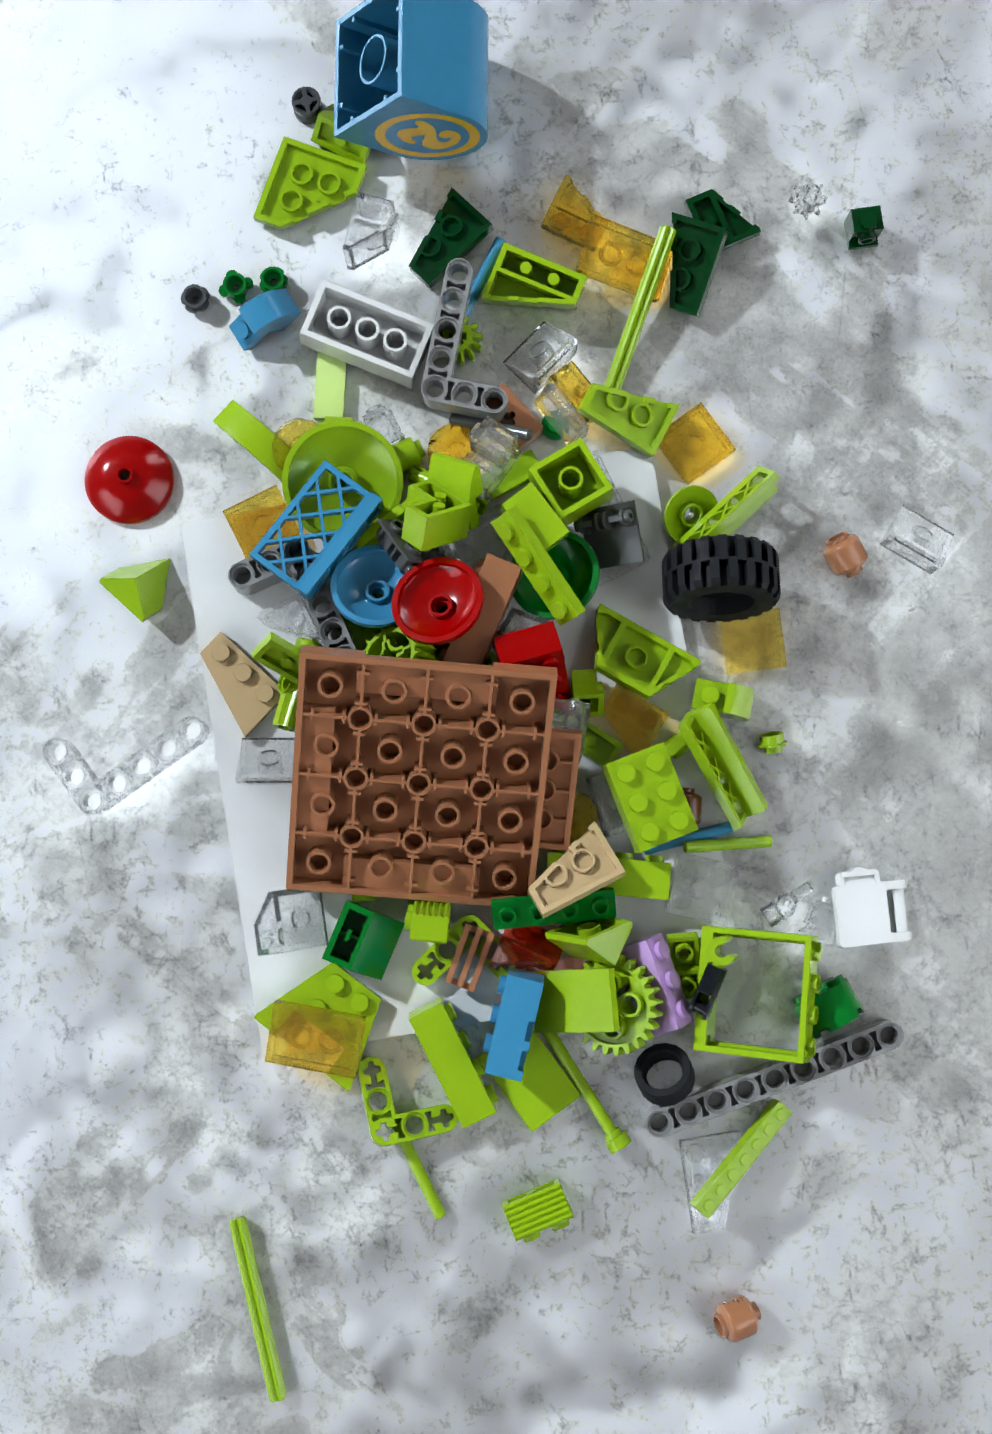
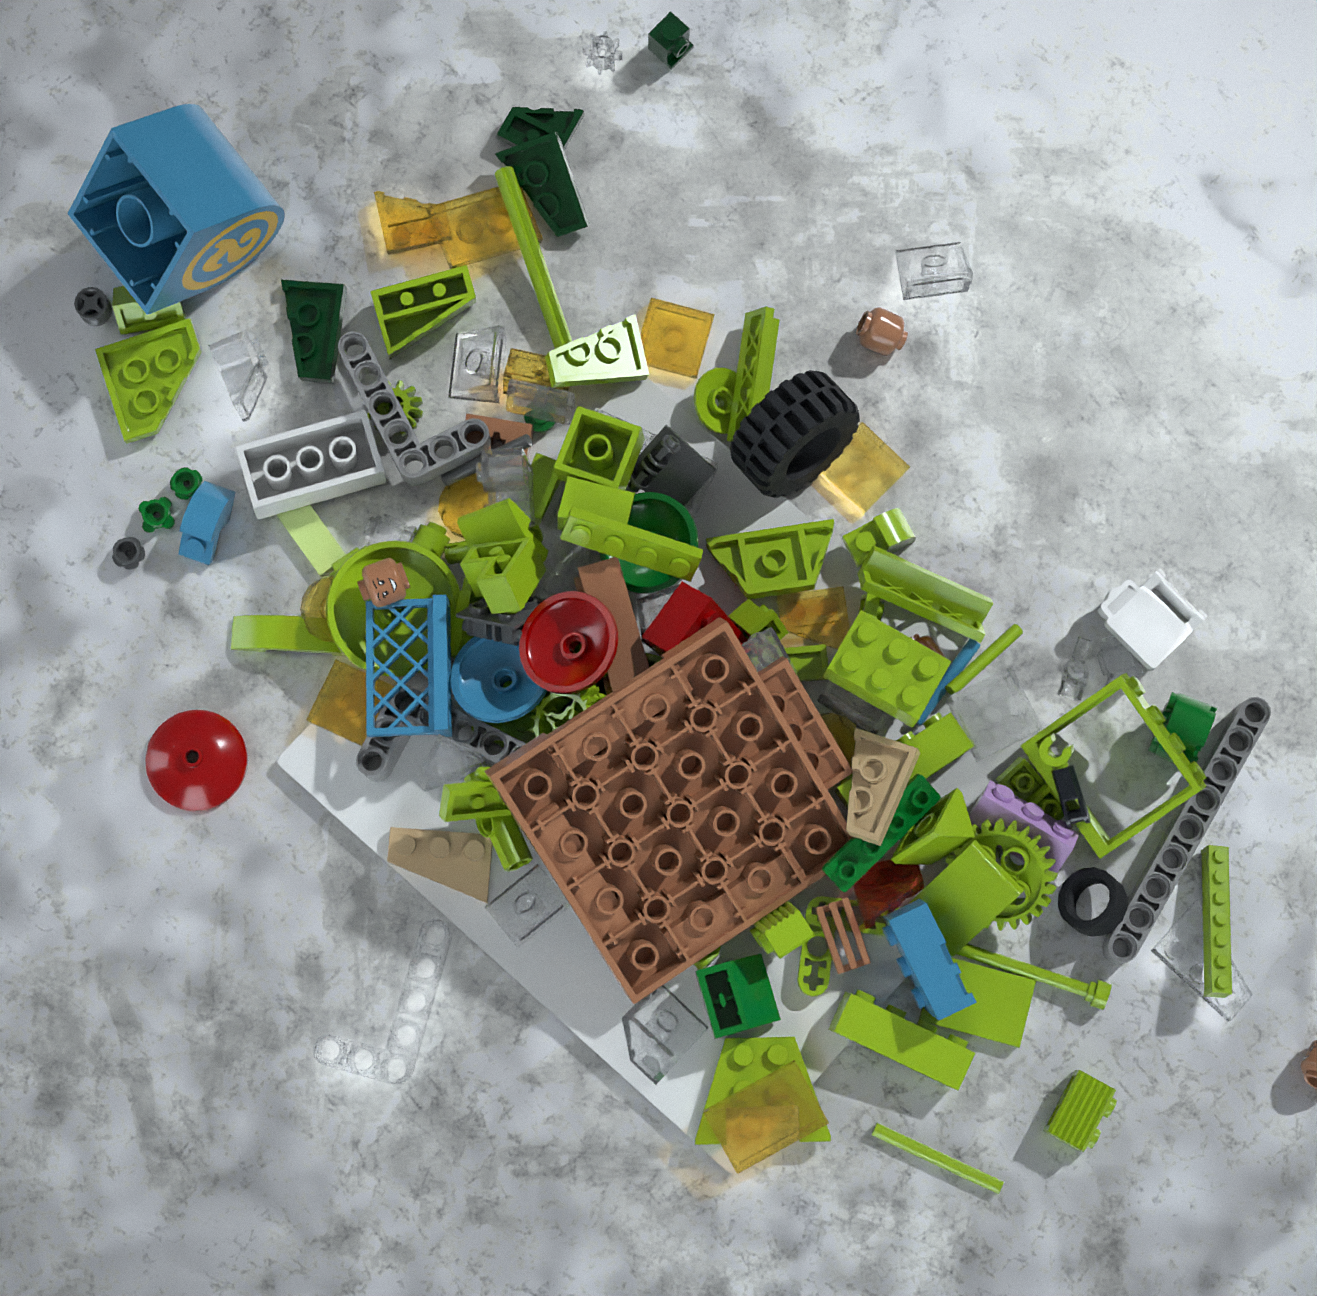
camera: 40 degrees left, 5 degrees down
(139, 587) = (283, 846): lime slope -> none
(346, 456) = (383, 582): none -> nougat head
(387, 1115) = (883, 1134): lime beam -> none
(484, 272) = (368, 326): dark azure bar -> none
(772, 742) = (950, 541): lime plate -> none

